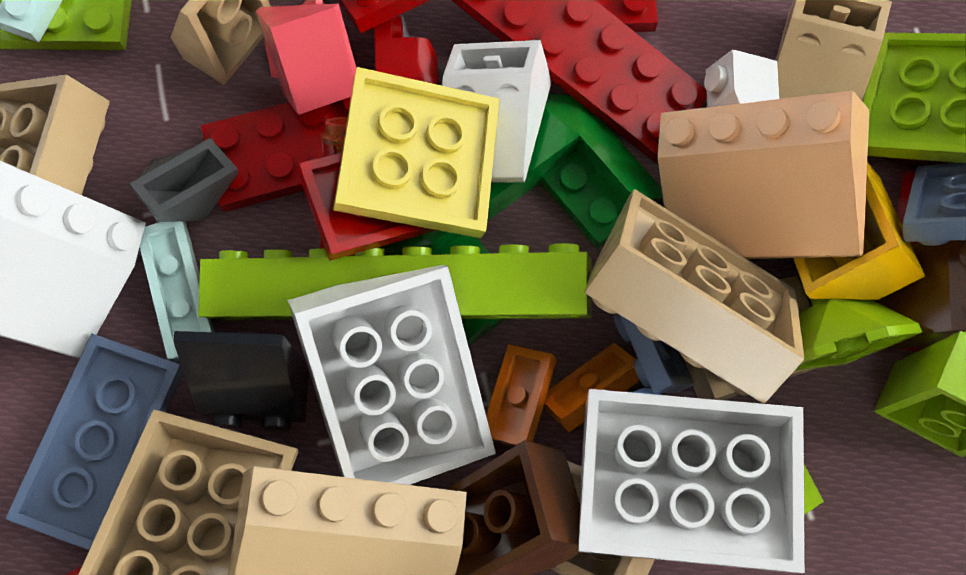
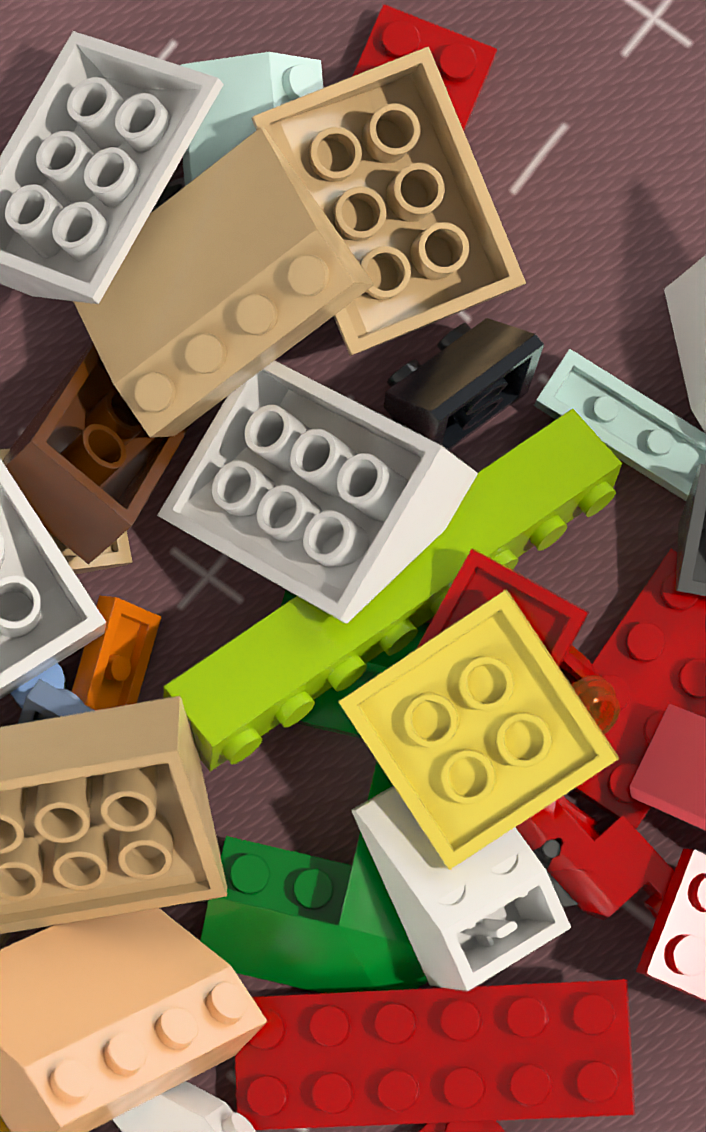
camera: 135 degrees right, 5 degrees up
(92, 440) = (567, 223): sand blue plate -> none
(519, 395) = (180, 596): orange plate -> none

